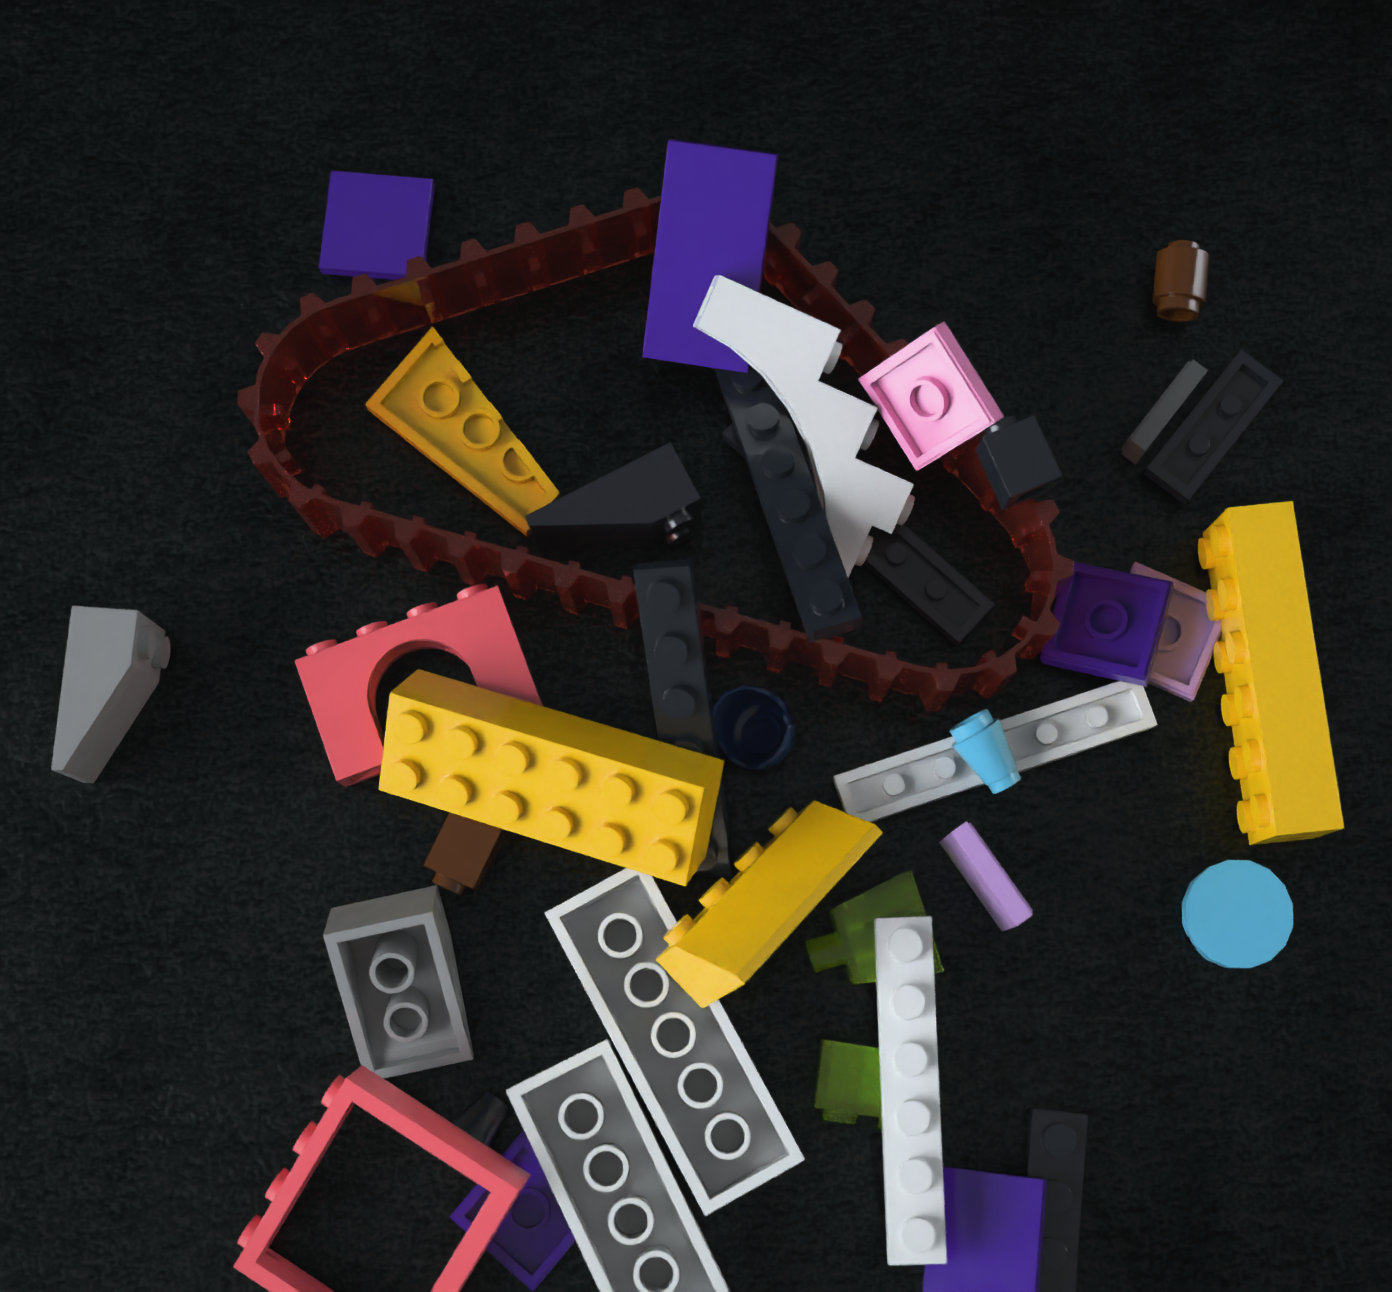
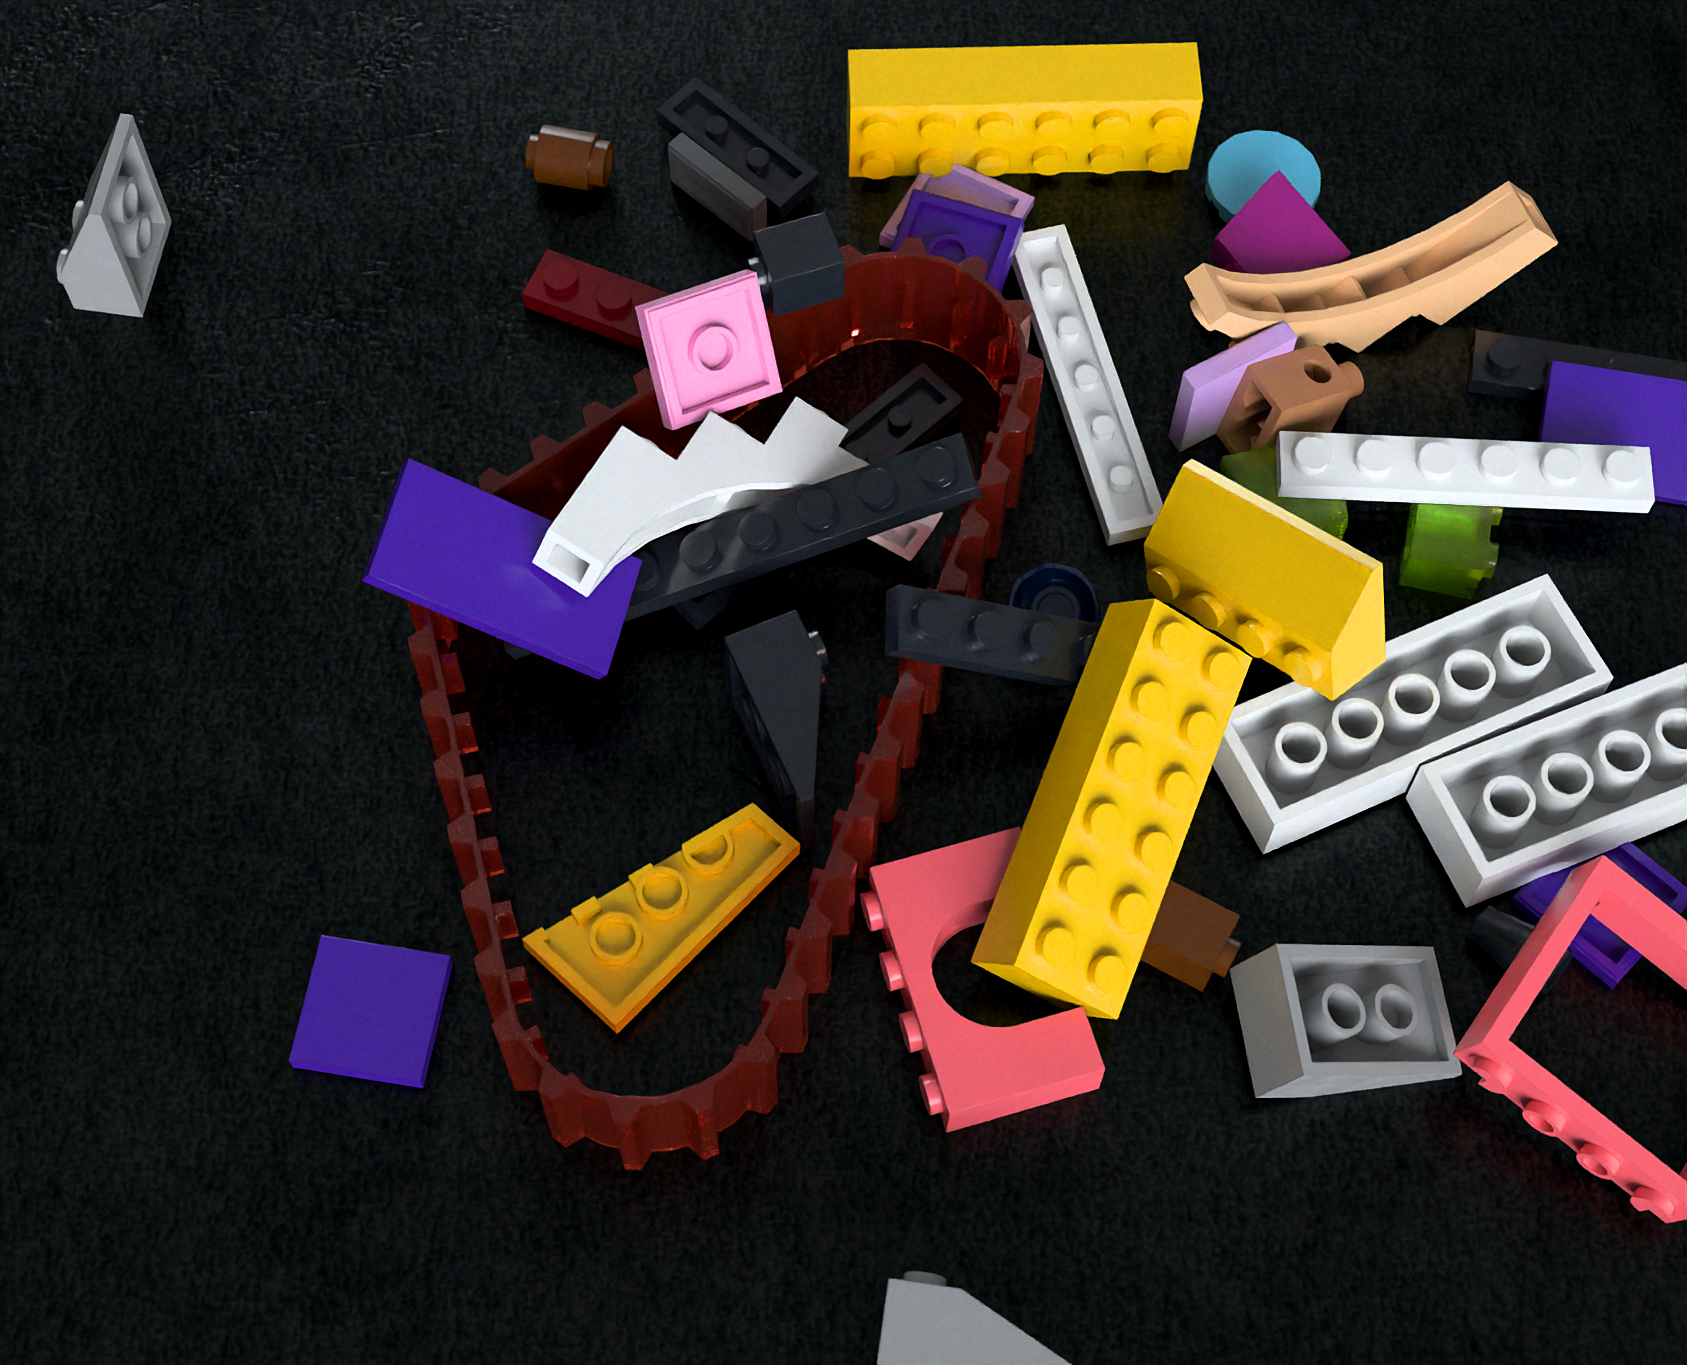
camera: 90 degrees left, 15 degrees down
(965, 918) = (1288, 393): none -> nougat torso
(986, 750) = (1089, 374): medium azure cone -> none
(1035, 338) = (589, 297): none -> dark red plate
(1101, 1006) = (1372, 294): none -> light nougat arch
(1144, 916) = (1277, 234): none -> magenta torso

